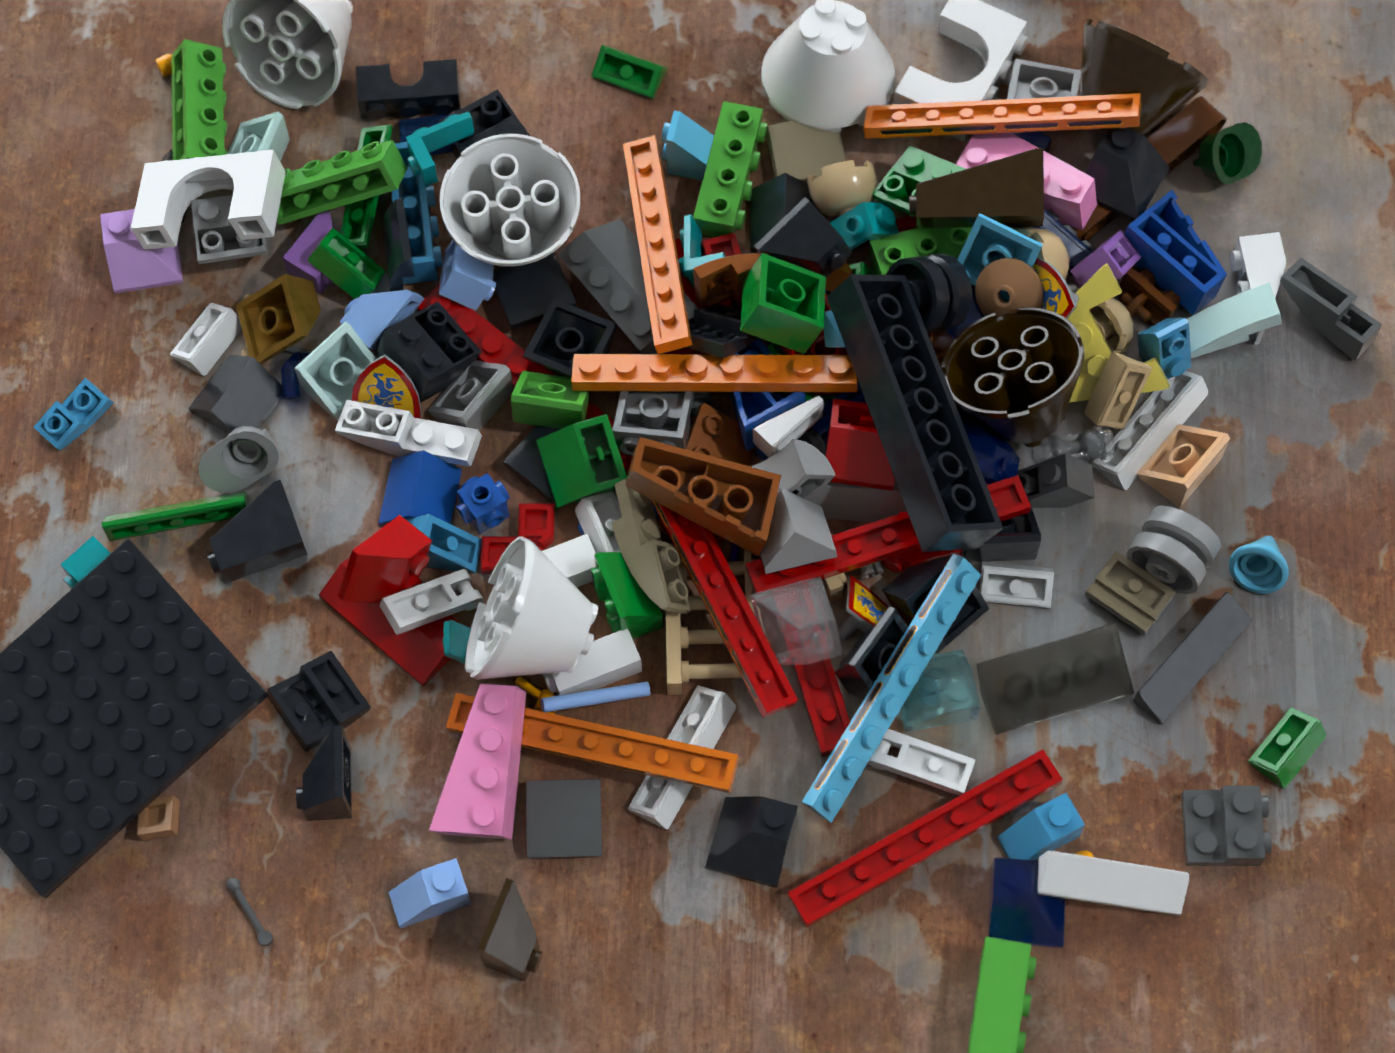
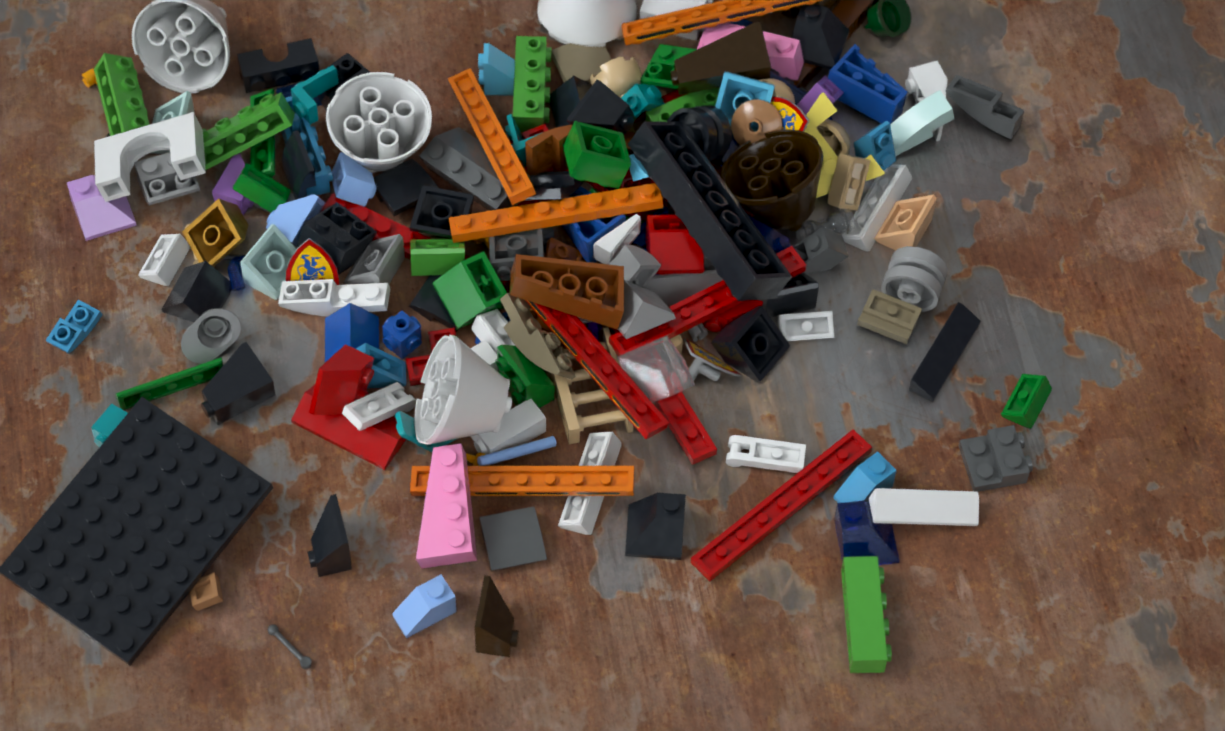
camera: 15 degrees left, 10 degrees down
(318, 700) = (307, 491): black slope -> none
(628, 71) = (439, 30): green slope -> none
(870, 653) = (720, 387): black slope -> none
(891, 688) = (734, 405): medium azure plate -> none
(942, 694) = (766, 405): clear light blue slope -> none
(1054, 678) = (849, 382): clear smoke slope -> none
(1144, 299) = (852, 120): reddish brown hips -> none
(1259, 566) = (977, 283): medium azure hat -> none

